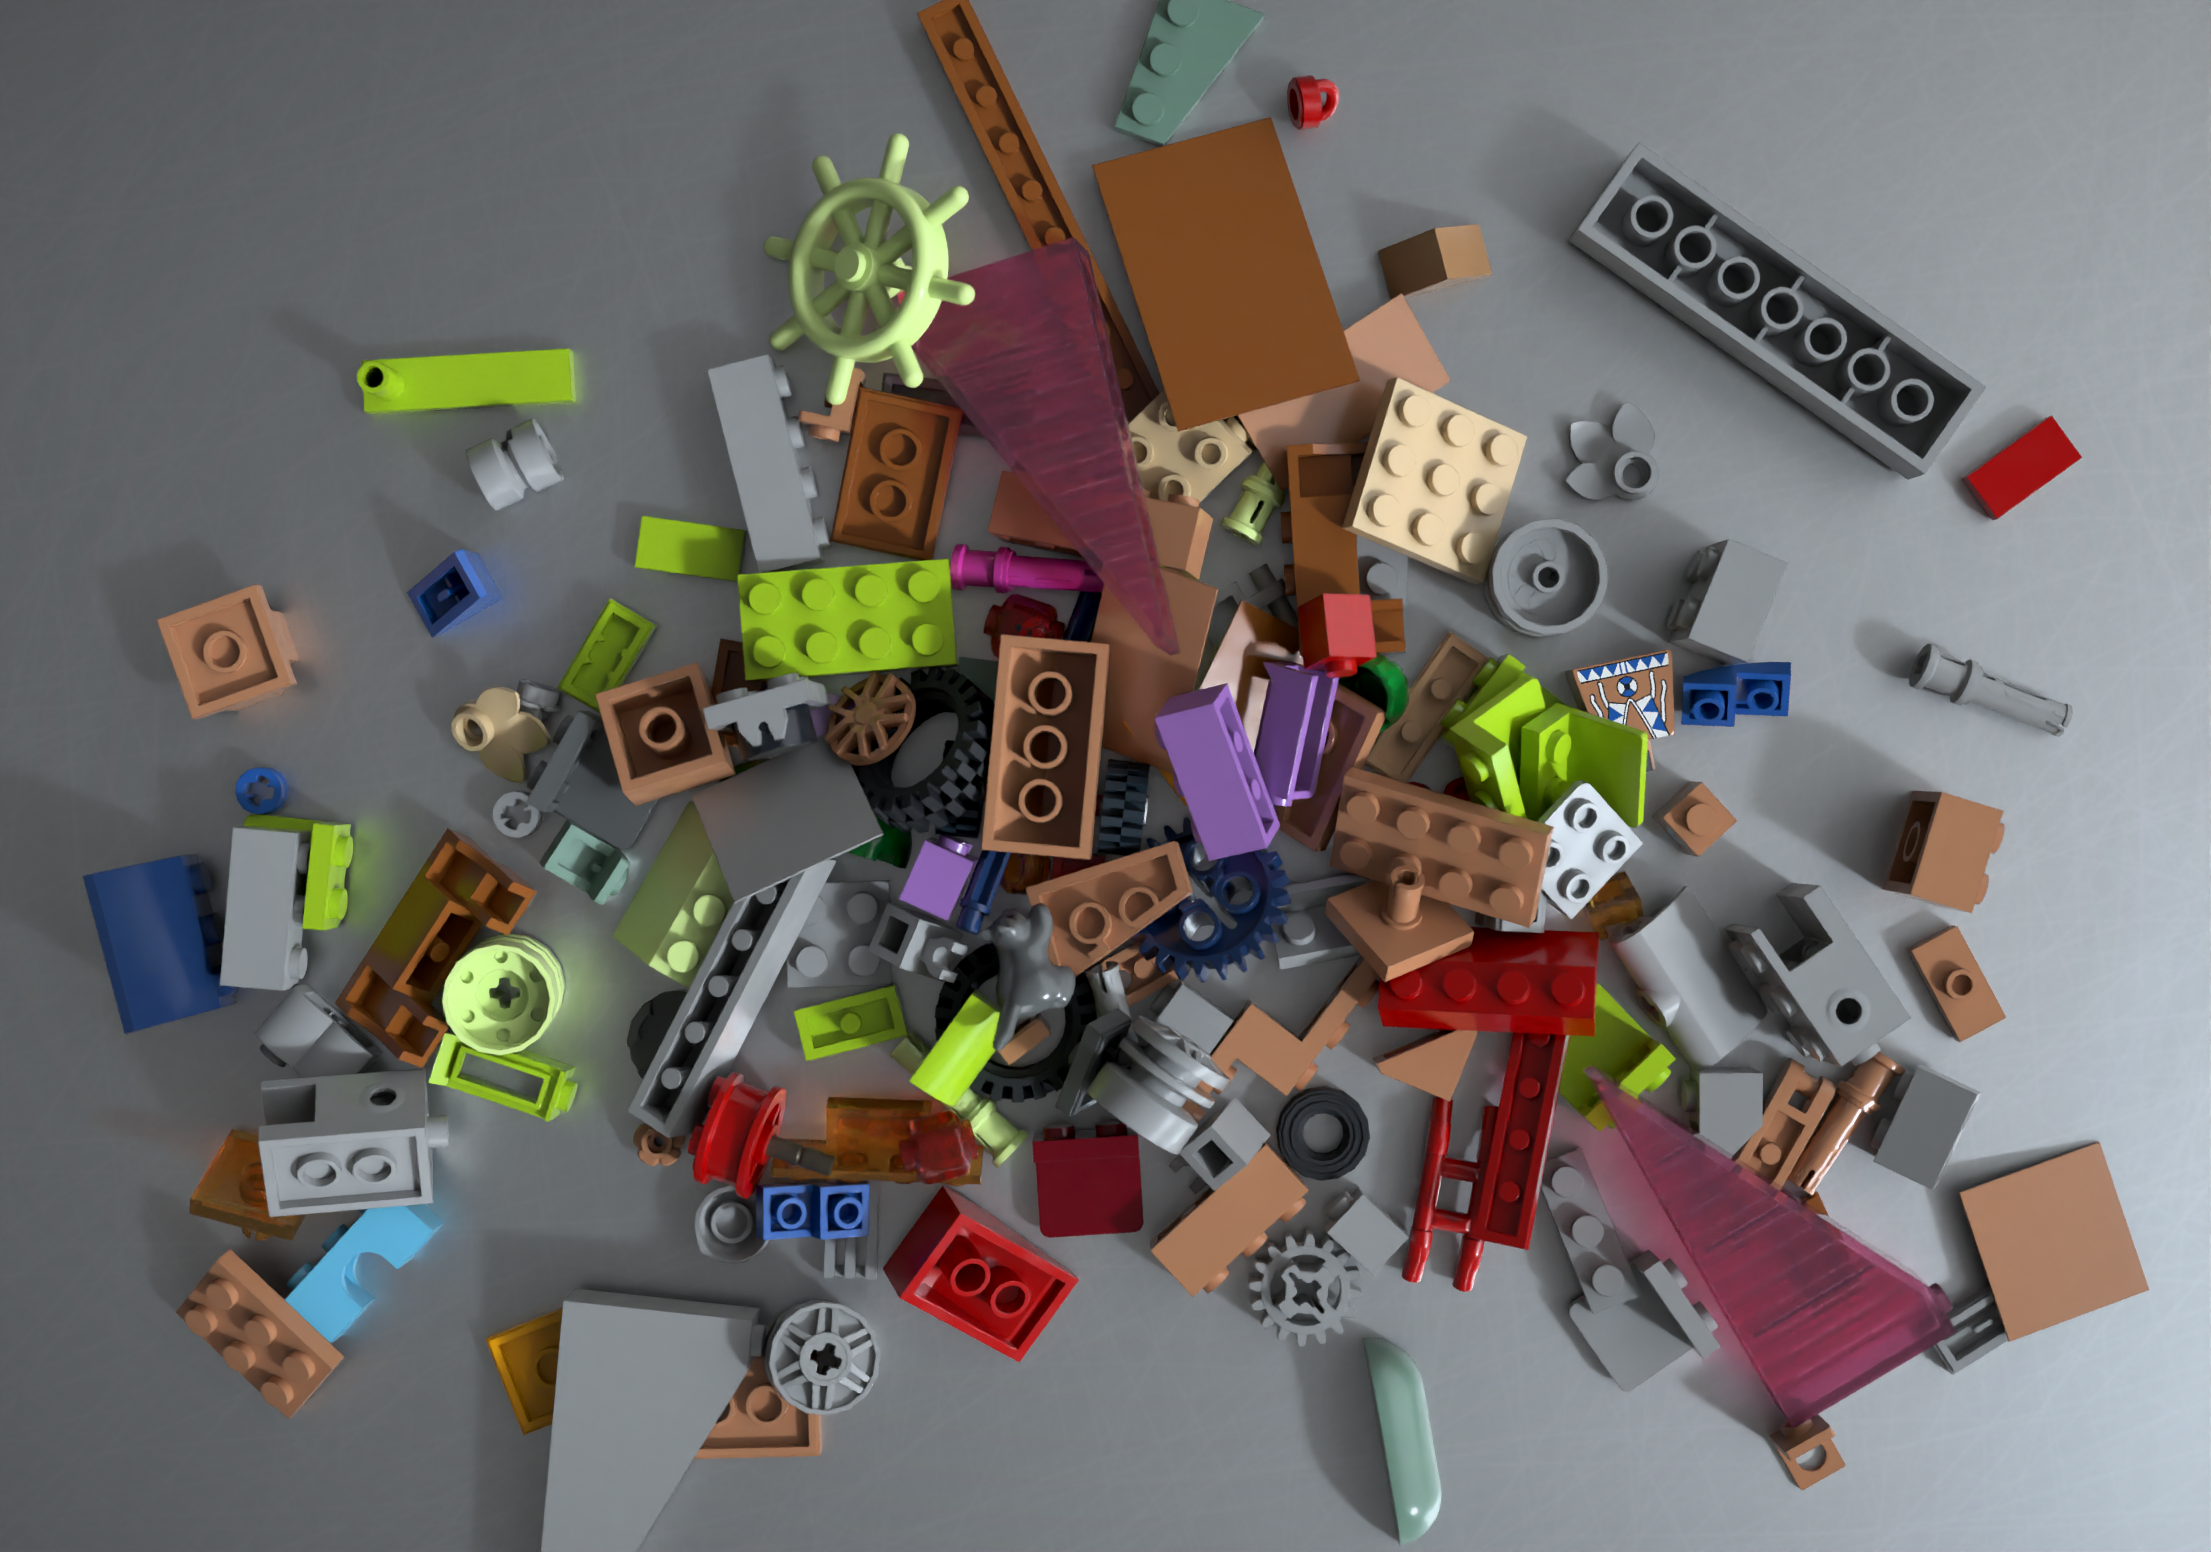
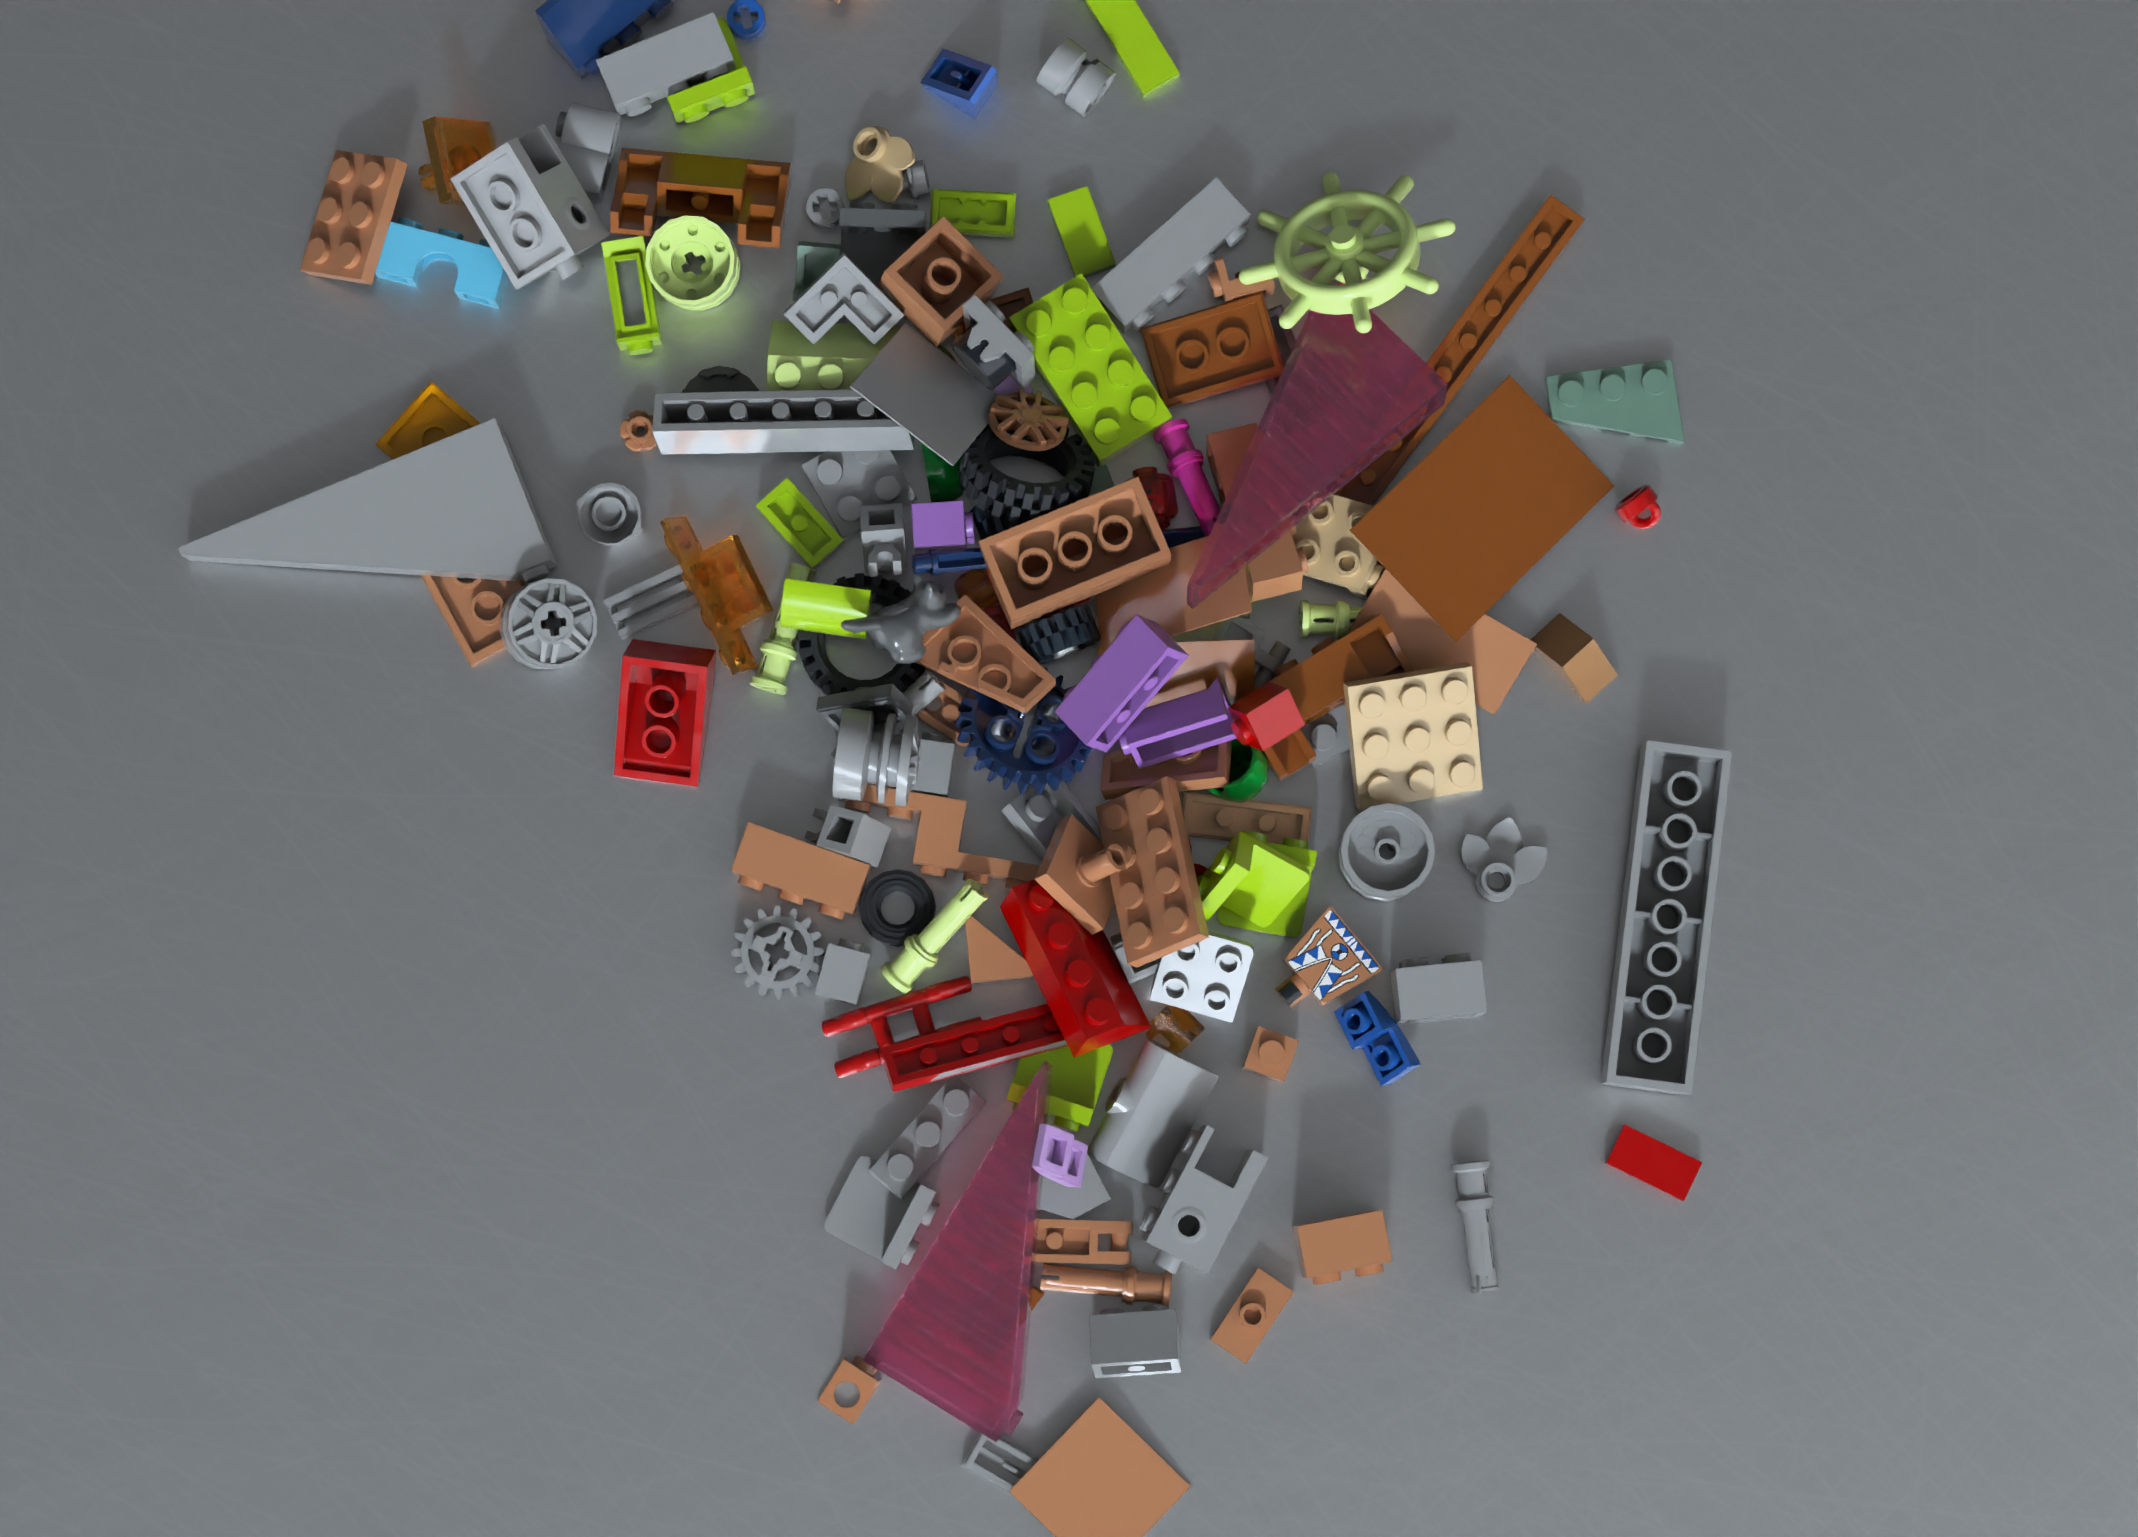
camera: 65 degrees right, 5 degrees down
(621, 850) = (840, 292): none -> light grey plate
(744, 1136) = (679, 487): red wheel -> none
(812, 1210) = (649, 565): blue slope -> none
(938, 1147) = (744, 628): clear red head -> none
(1026, 1037) = (854, 653): nougat tile -> none
(1088, 1180) = (775, 754): dark red bracket -> none
(1385, 1132) = (922, 949): none -> yellowish green pin
(1404, 1438) = (703, 1085): sand green brick -> none
(1576, 746) = (1279, 943): lime bracket -> none
(1699, 1111) = (1059, 1156): none -> lavender slope

